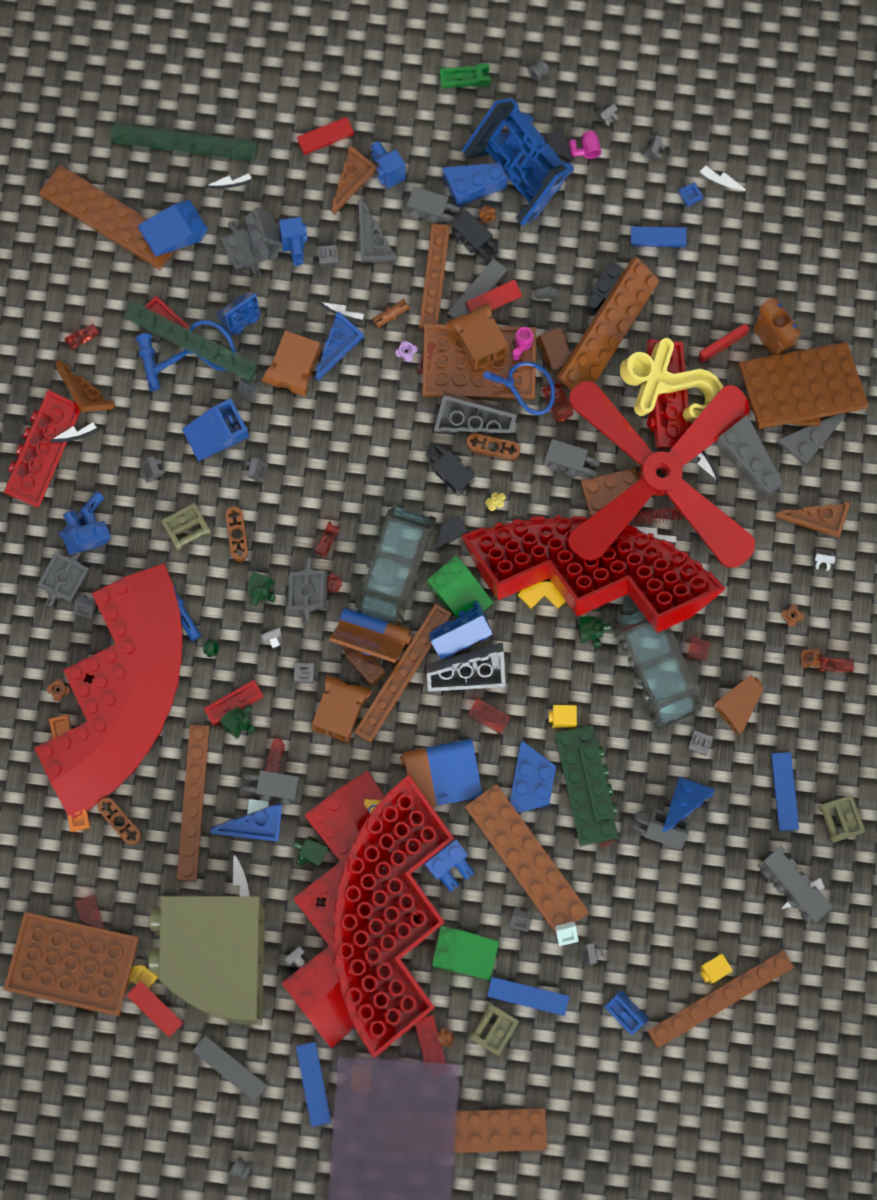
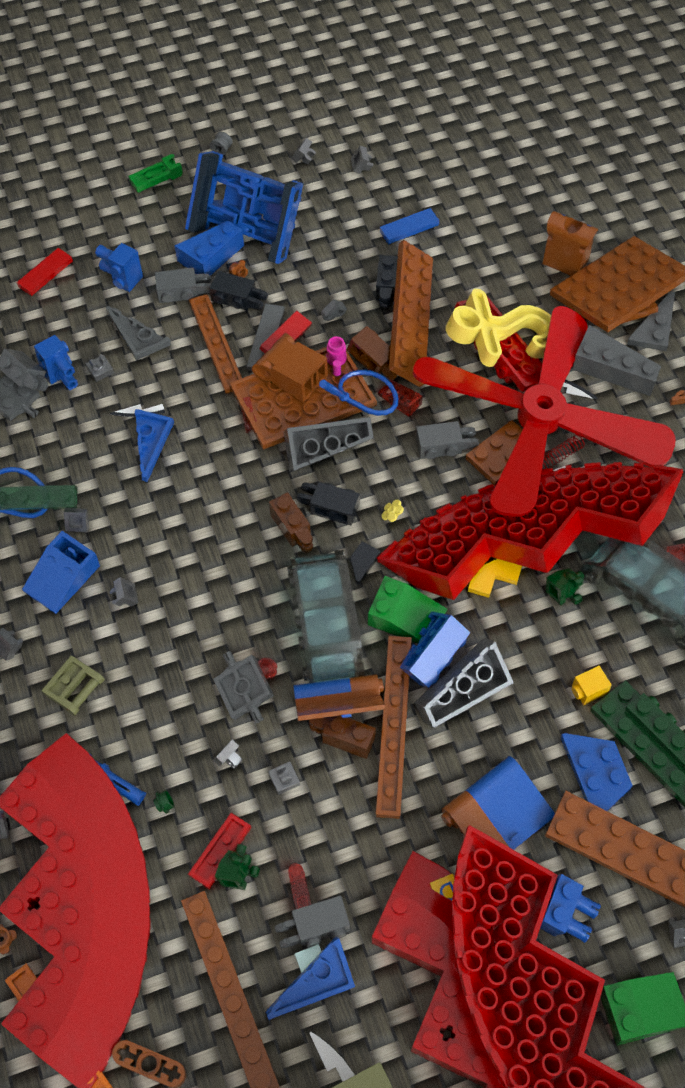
camera: 25 degrees left, 15 degrees down
(239, 313) = (34, 449): blue slope -> none
(240, 520) = (134, 677): dark orange beam -> none
(259, 588) = (188, 709): dark green piece -> none
(293, 363) = (113, 473): dark orange piece -> none
(310, 851) = (400, 979): dark green piece -> none
(326, 541) = (236, 628): clear red bar -> none
(339, 709) = (345, 796): dark orange piece -> none
(355, 173) = (90, 292): dark orange wing -> none
(391, 313) = (190, 390): dark orange pin -> none
(406, 346) = (220, 413): lavender plate -> none
(411, 474) = (291, 522): none -> reddish brown hinge
(489, 716) = (512, 724): clear red plate -> none
(505, 455) = (355, 470): dark orange beam -> none
(590, 145) = (303, 176): dark pink piece -> none
(690, 194) = (417, 183): blue tile -> none
(723, 343) = (524, 281): red tile -> none
(724, 179) = (439, 162): white sticker -> none

